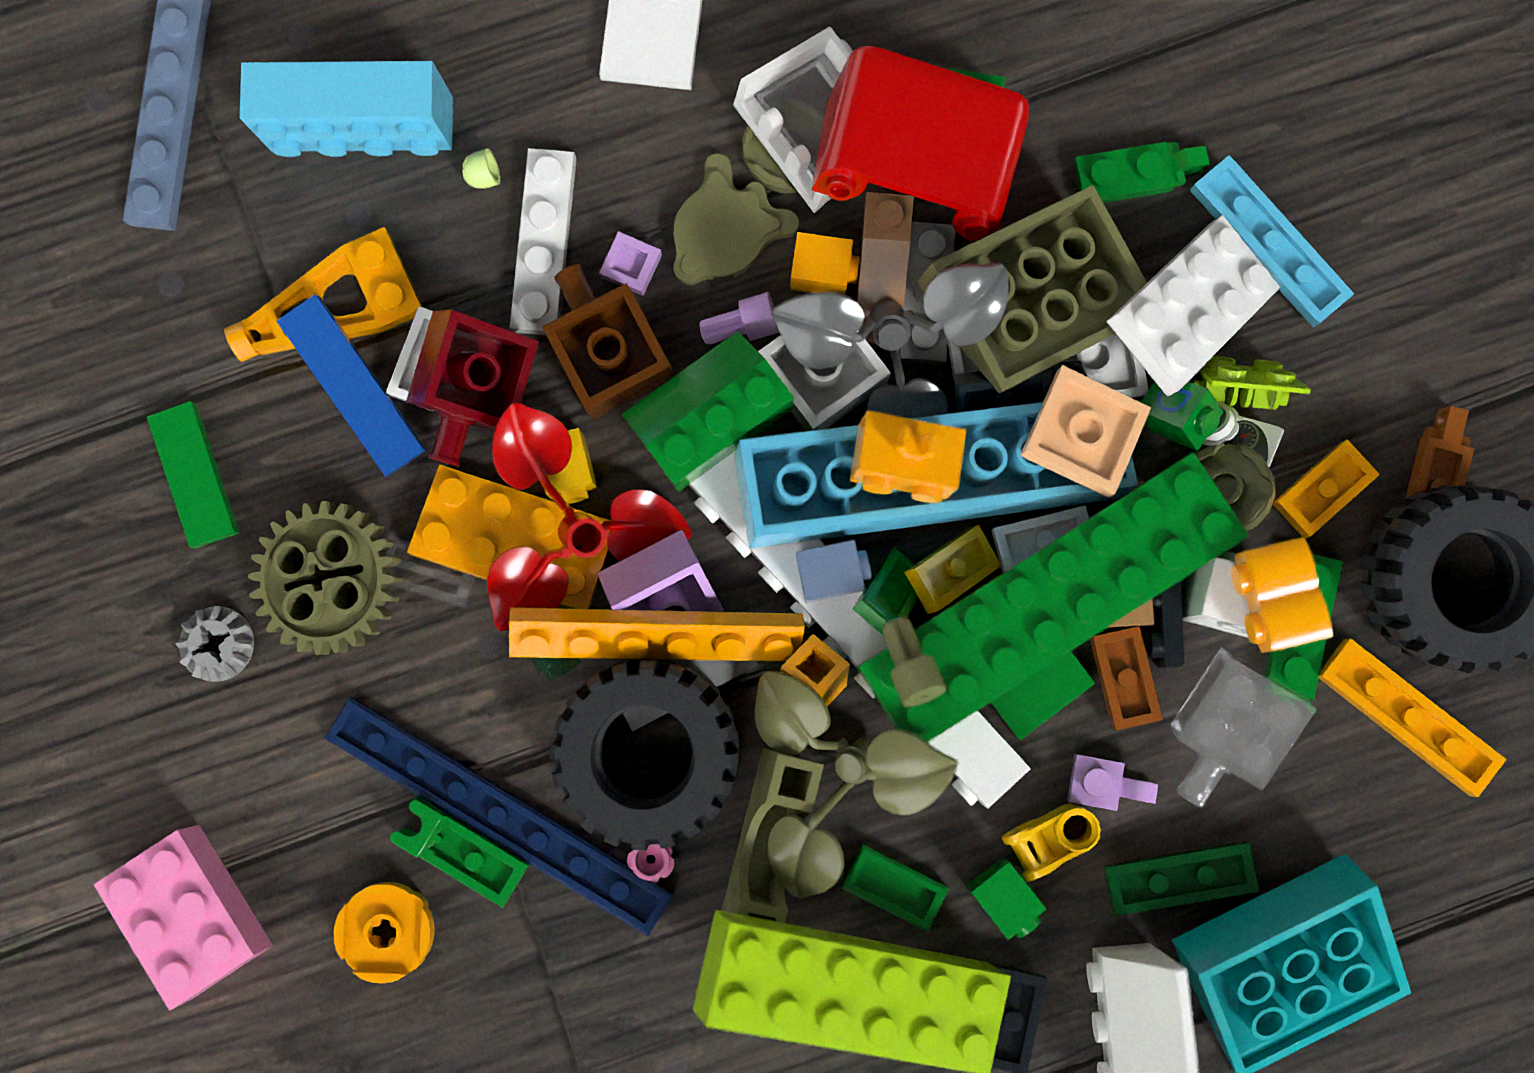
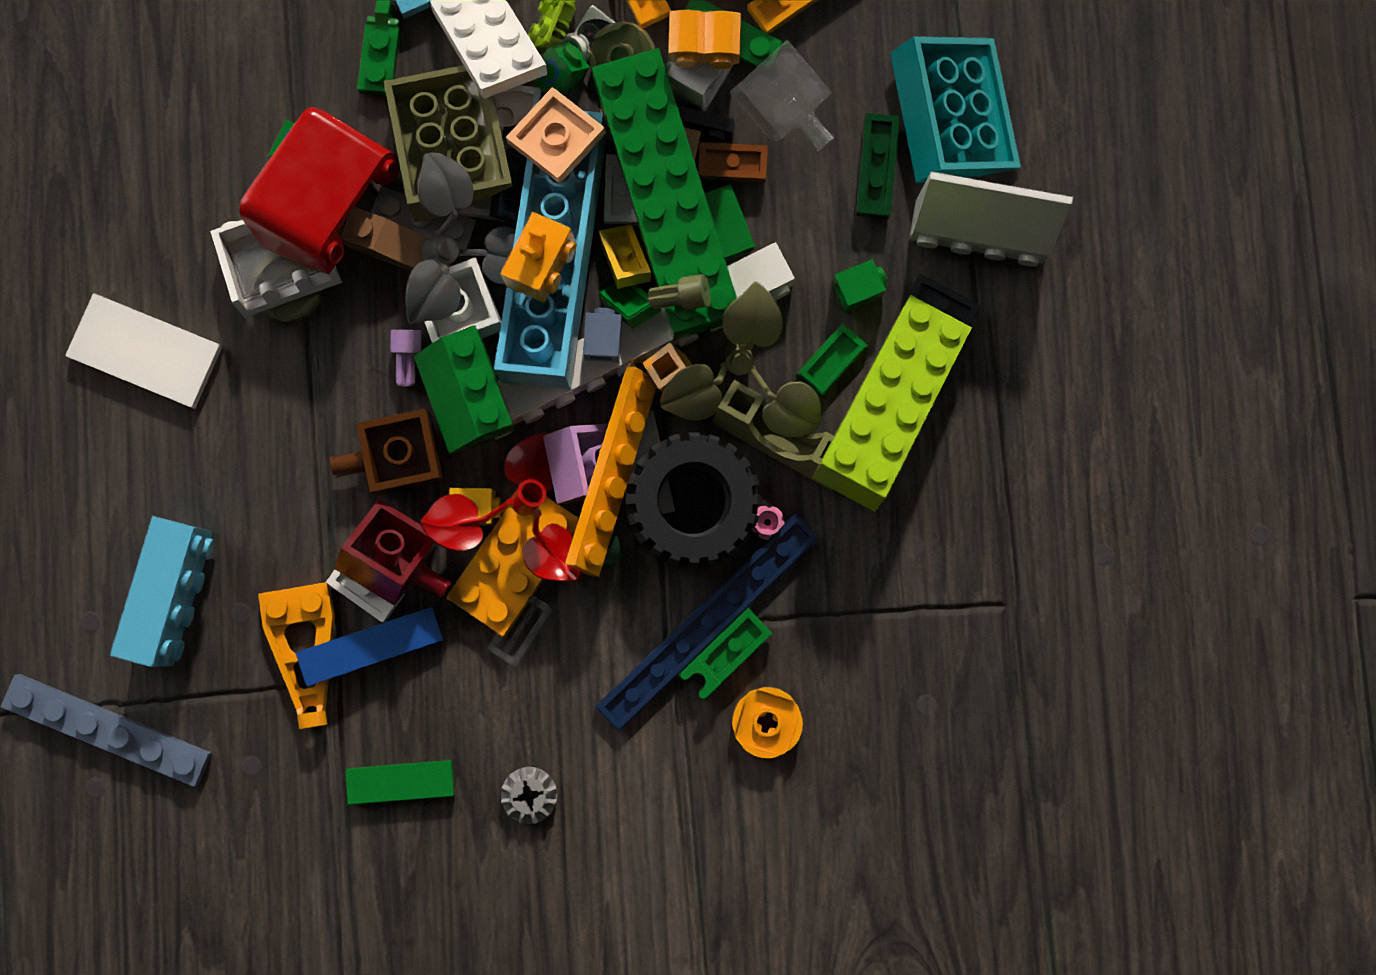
camera: 85 degrees left, 0 degrees up
(183, 915) = (716, 861): bright pink brick -> none
(333, 619) = (472, 698): olive gear -> none
(481, 169) = (236, 513): yellowish green hinge -> none
(542, 239) = (303, 482): white plate -> none
(630, 263) = (339, 422): lavender plate -> none
(725, 228) = (333, 349): olive tile -> none
(823, 264) = (382, 285): light orange brick -> none
(1049, 840) = (829, 249): yellow piece -> none
(1101, 783) = (800, 199): lavender plate -> none

